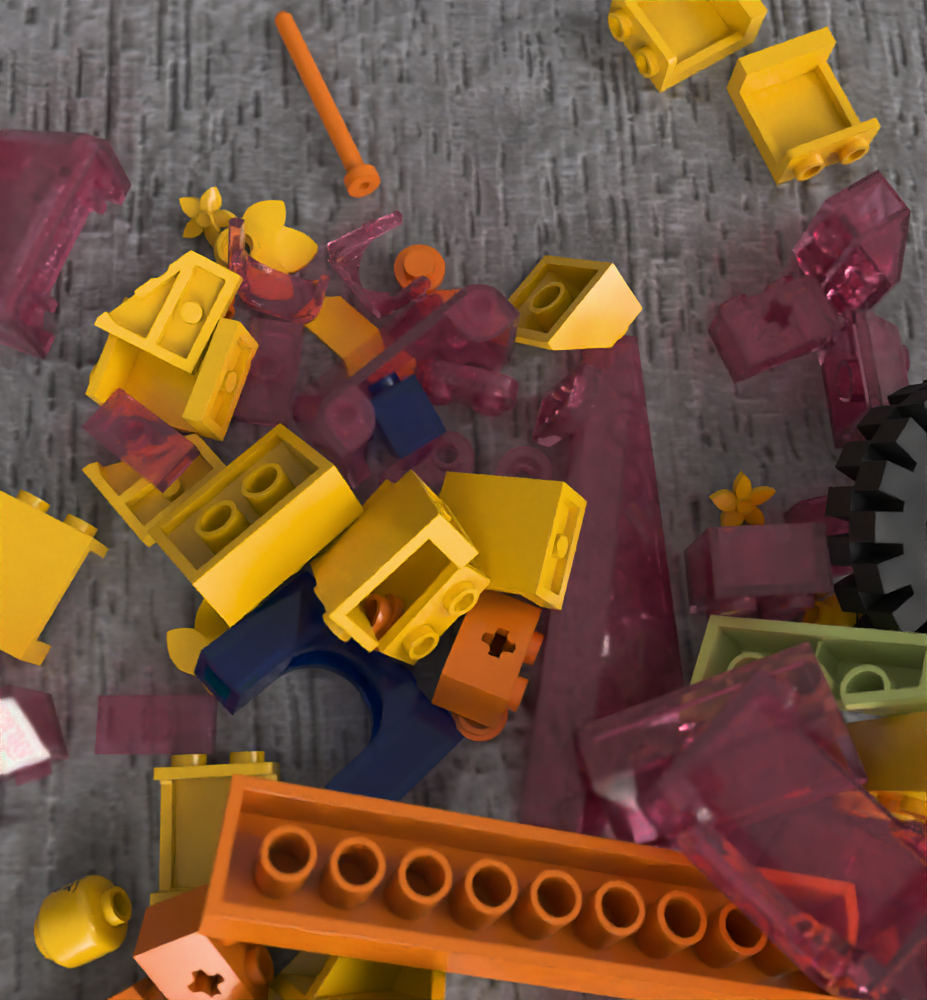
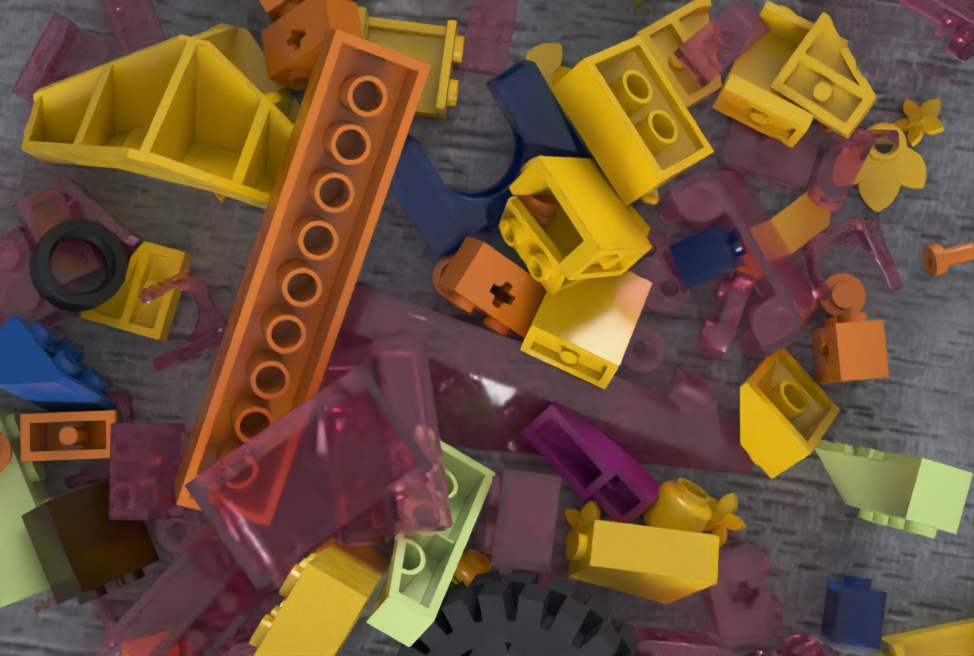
camera: 105 degrees right, 10 degrees up
(486, 242) = (849, 349): none -> orange brick
(637, 157) = (897, 488): none -> yellowish green wedge
(672, 503) = (592, 463): none -> magenta slope
(694, 360) = (723, 517): none -> yellow plant
(703, 403) = (679, 507): none -> yellow head
(763, 207) = (854, 612): none -> clear blue brick
(771, 425) = (643, 559): none -> yellow slope

